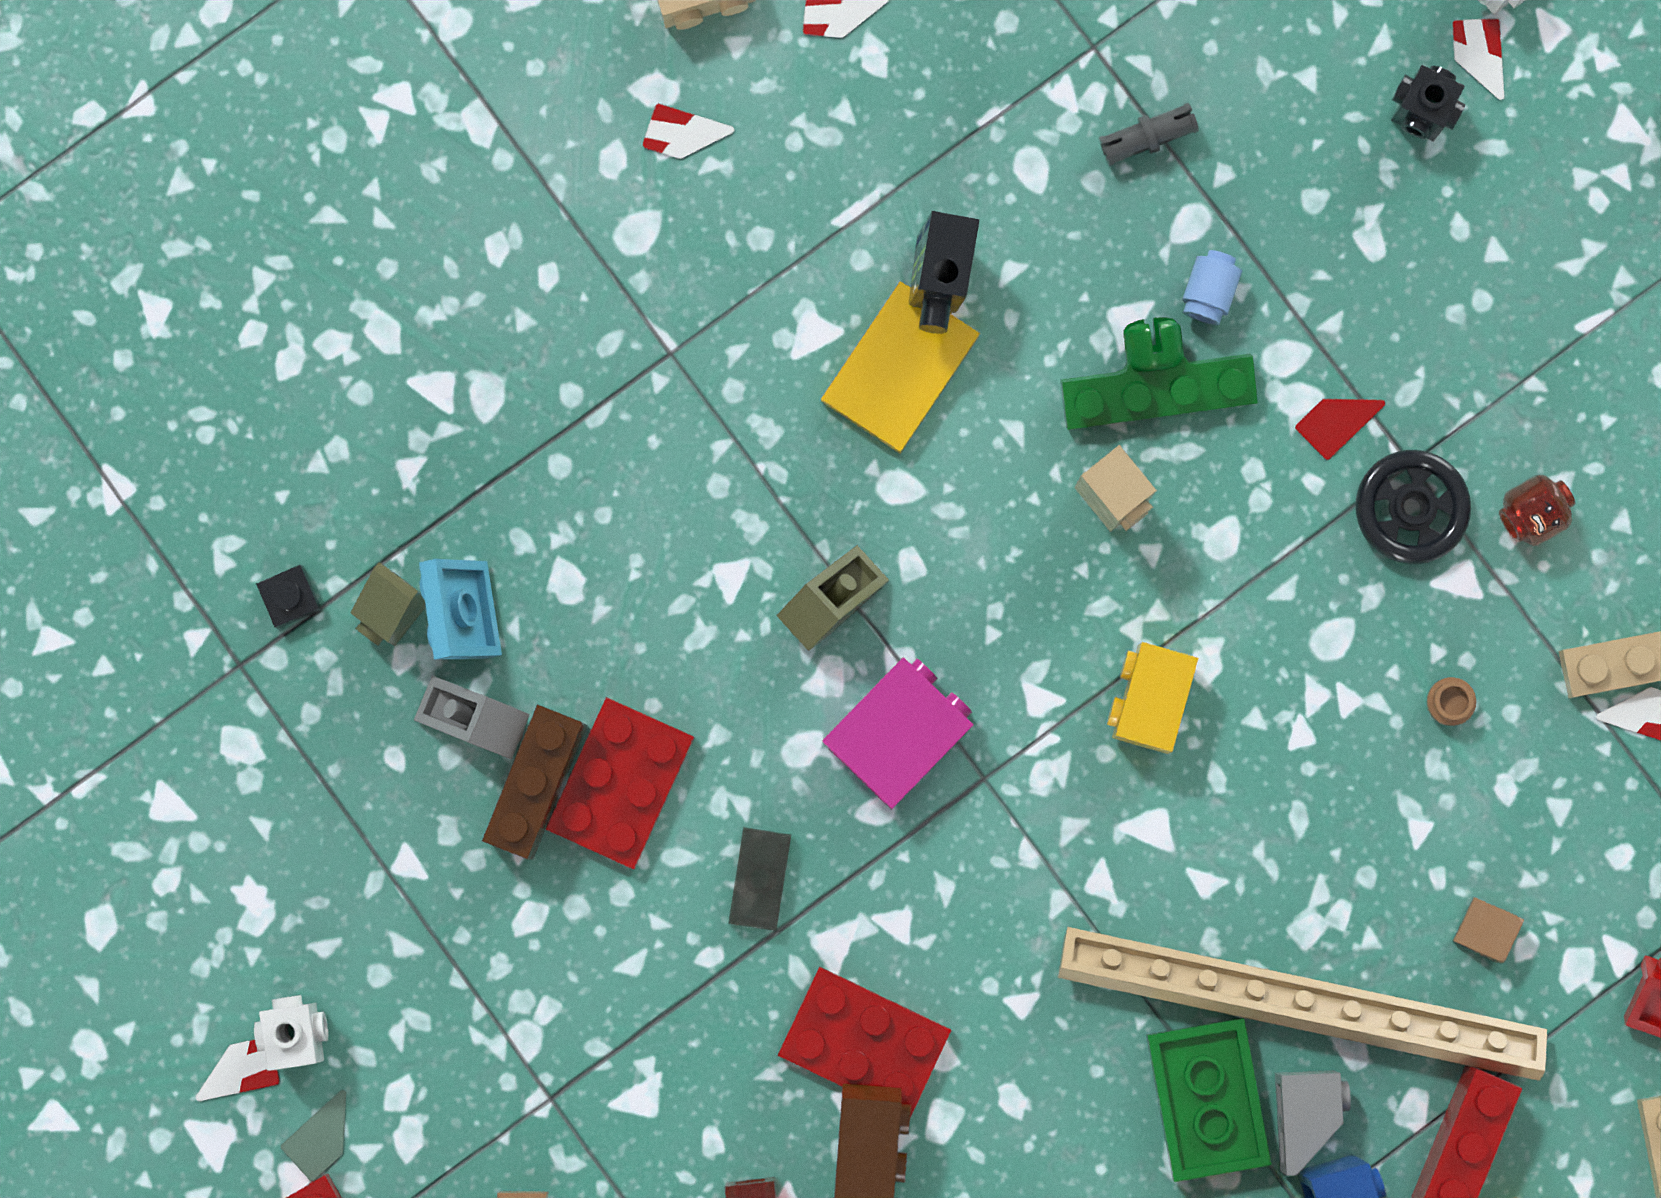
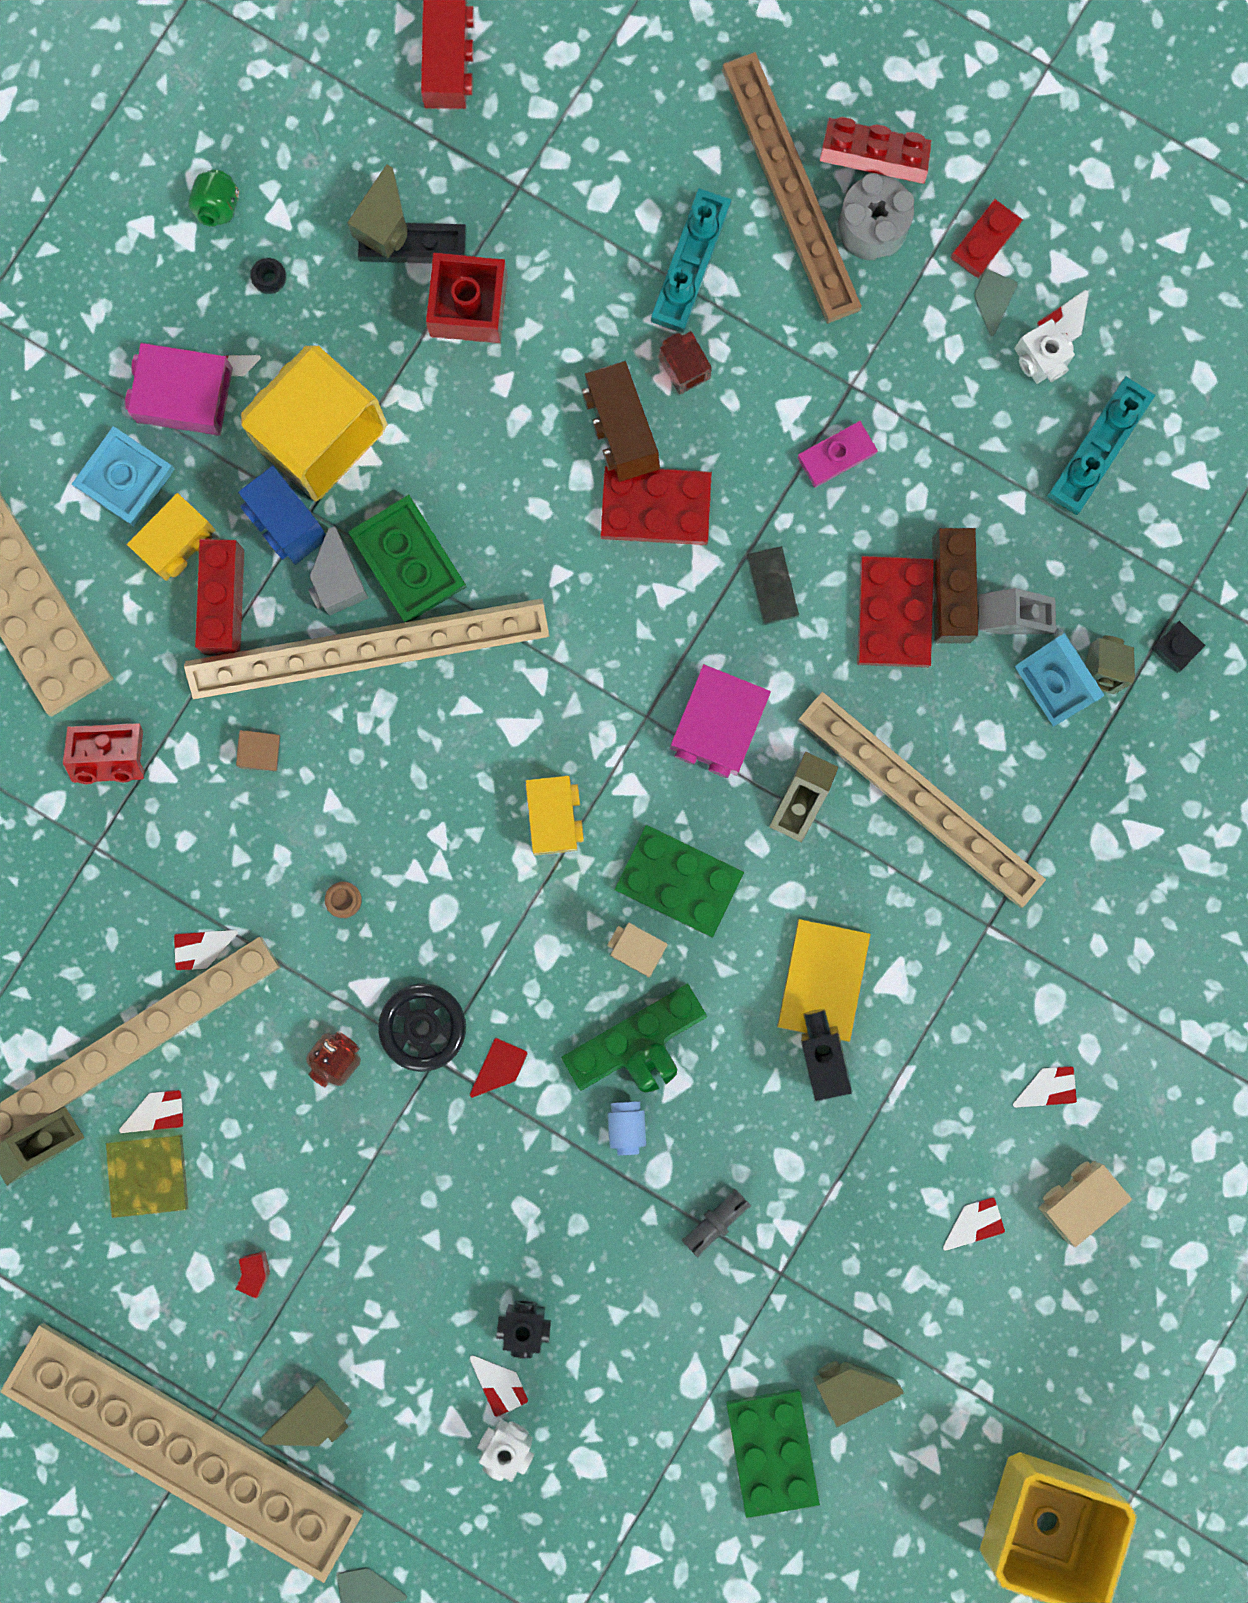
camera: 150 degrees right, 0 degrees up
(271, 888) = (1101, 445): none -> teal plate
(607, 1014) = (837, 454): none -> dark pink plate
(690, 537) = (922, 800): none -> tan plate
(1027, 557) = (679, 881): none -> green plate

